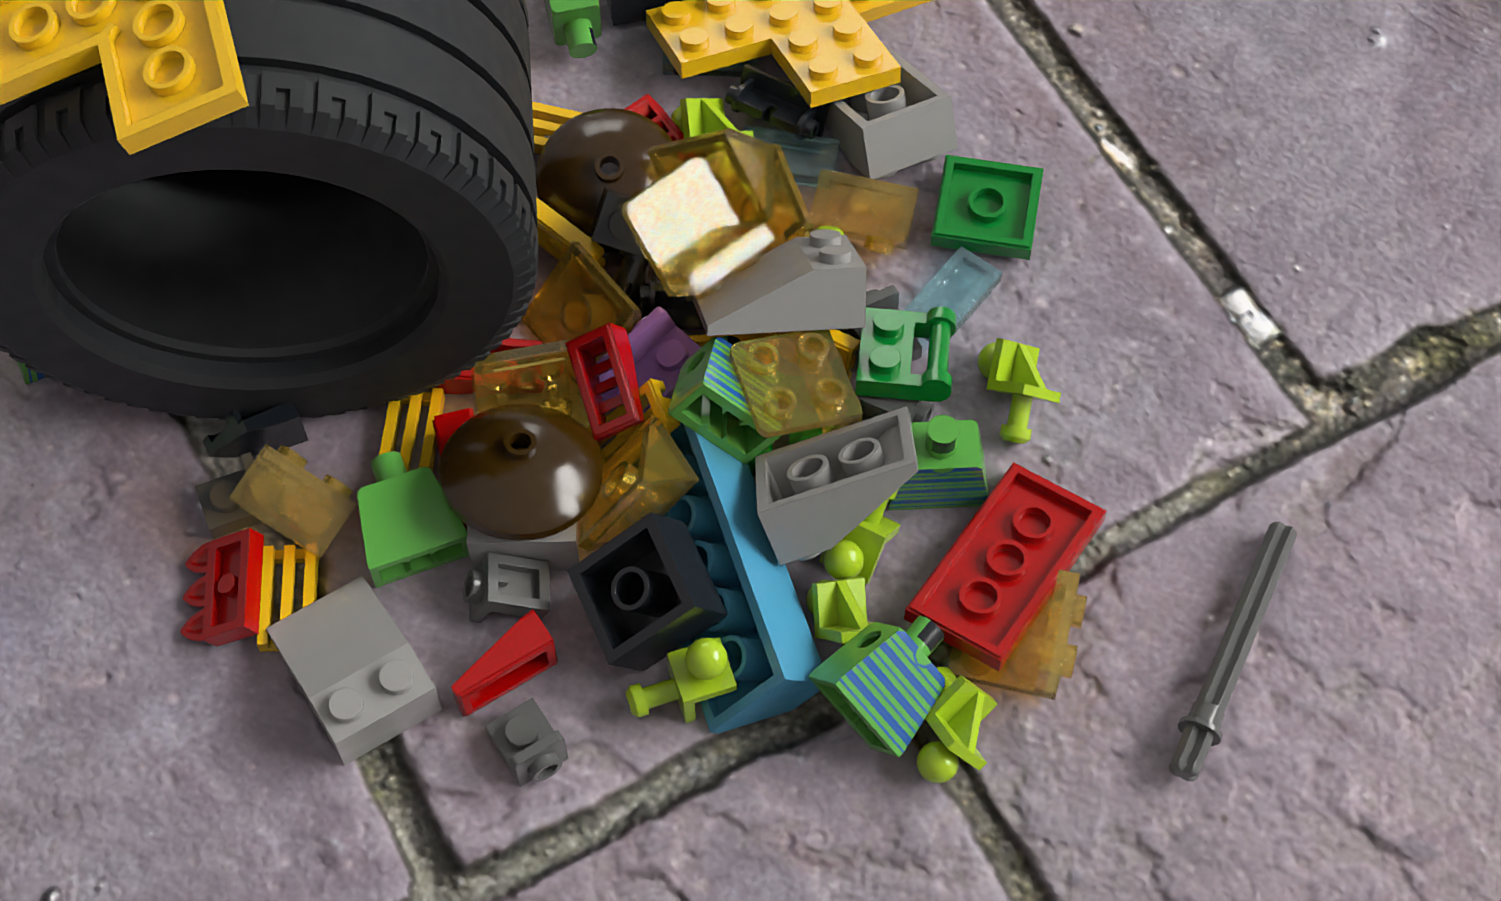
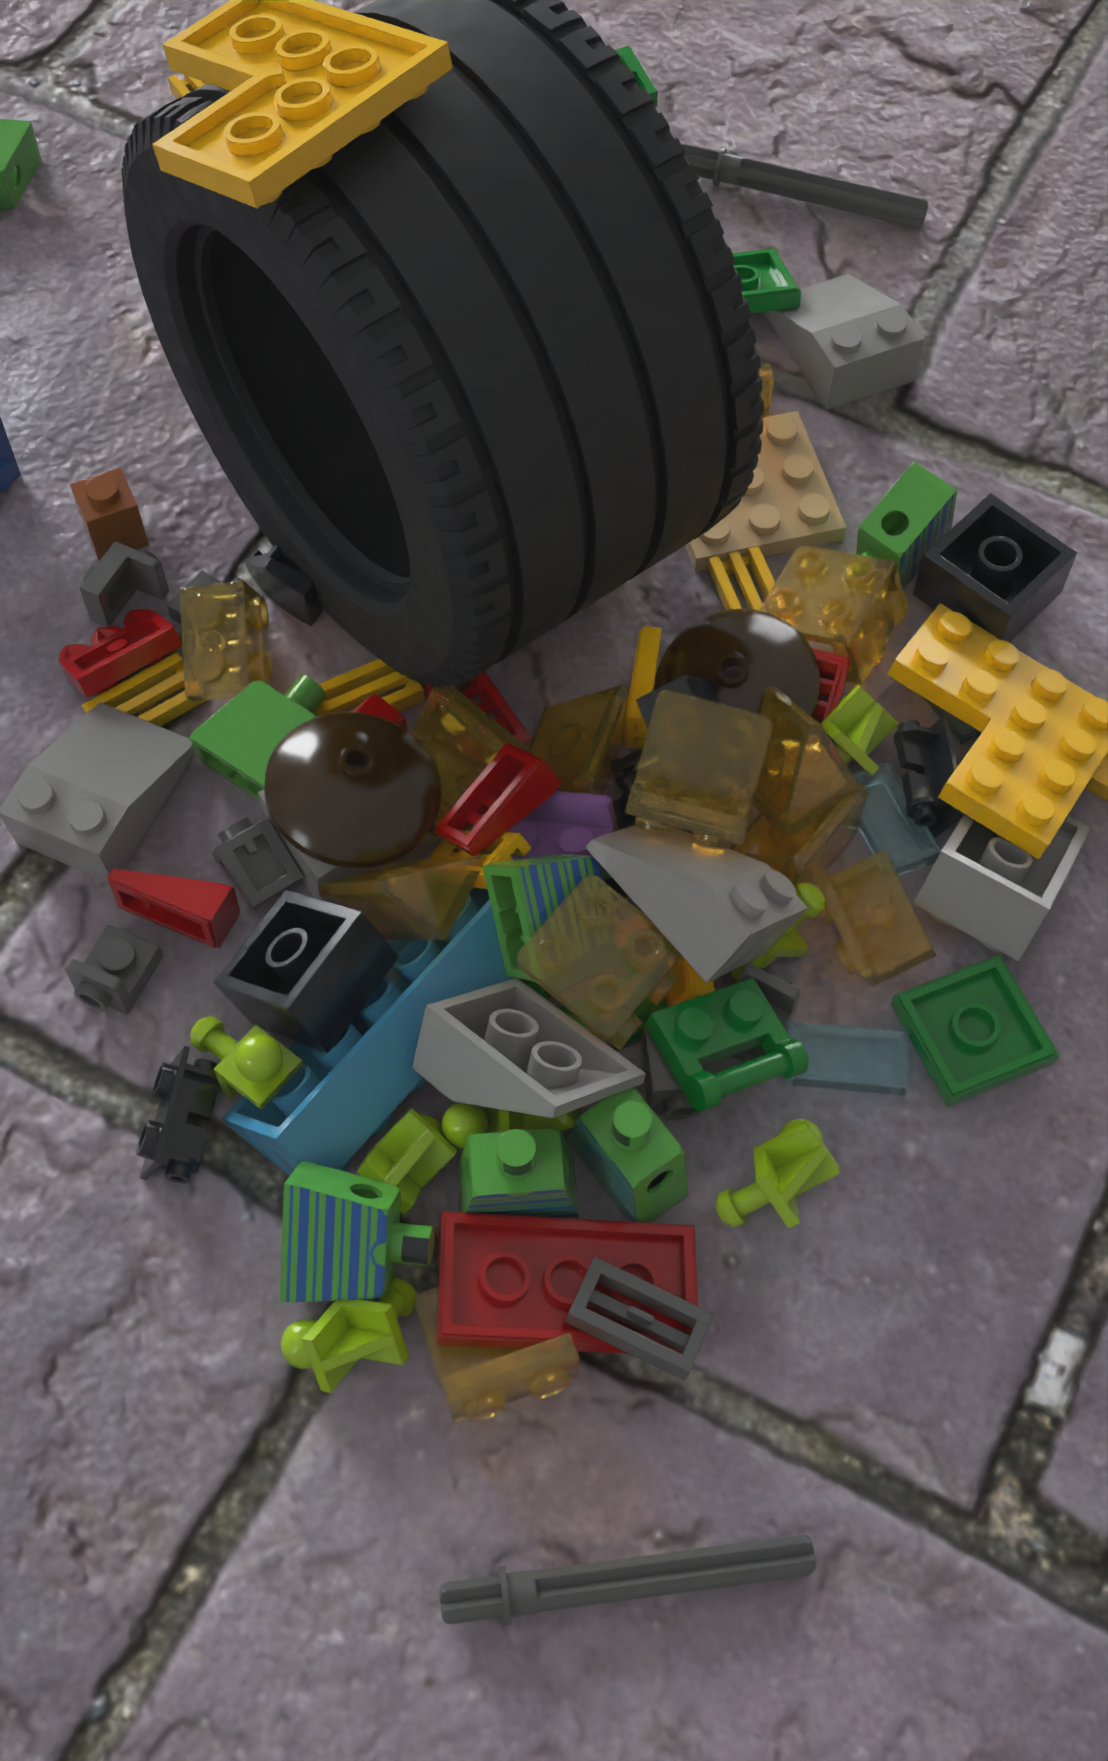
camera: 55 degrees right, 0 degrees up
(83, 523) = (109, 511): none -> dark orange brick
(151, 536) = (117, 577): none -> dark grey bracket
(590, 70) = (841, 603): none -> clear yellow bracket
(673, 746) = (169, 1139): none -> black hinge
(915, 542) = (518, 1174): none -> bright green torso
(1043, 563) = (631, 1341): none -> dark grey tile

